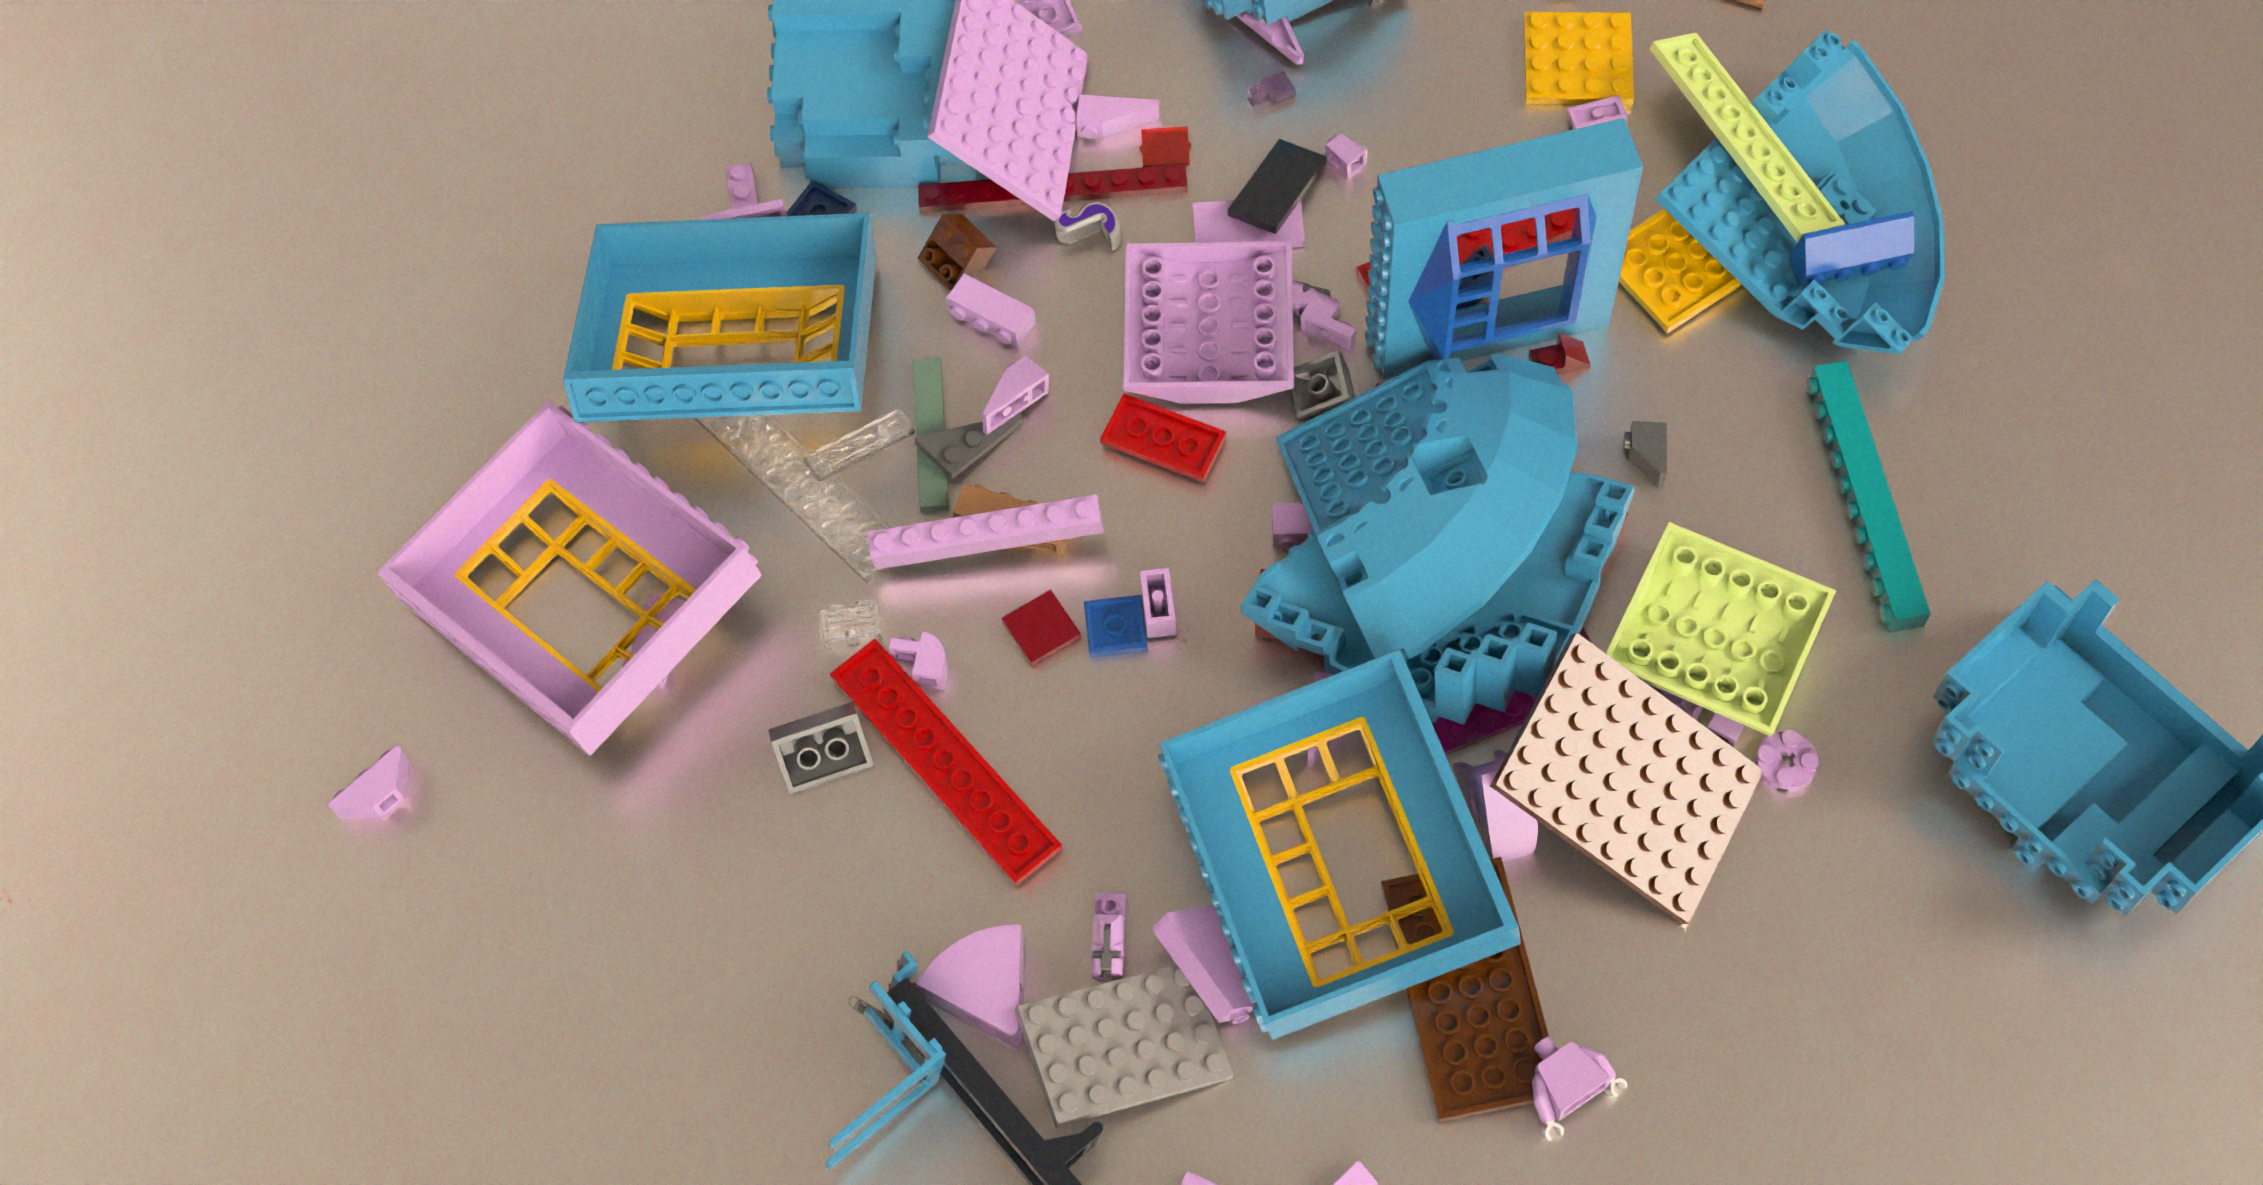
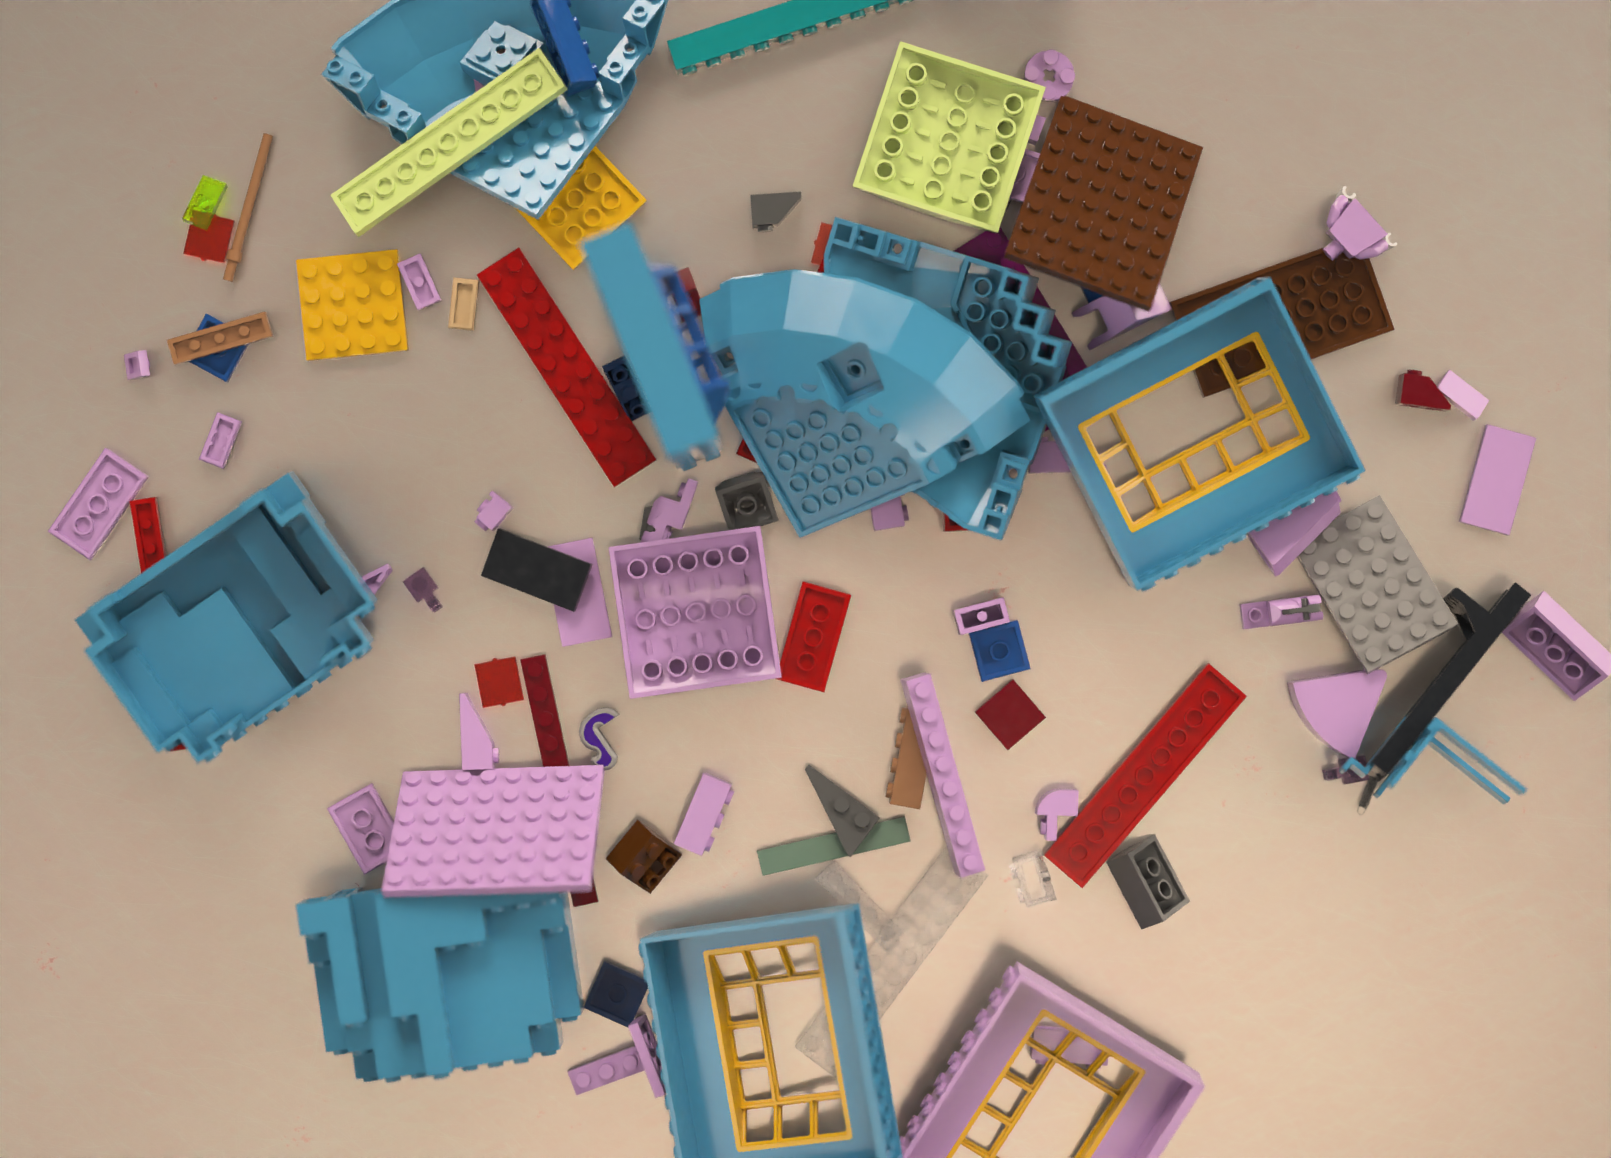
camera: 105 degrees left, 25 degrees up
(1016, 390) = (785, 774): lavender slope -> none
(1356, 1140) = (1420, 392): none -> dark red slope

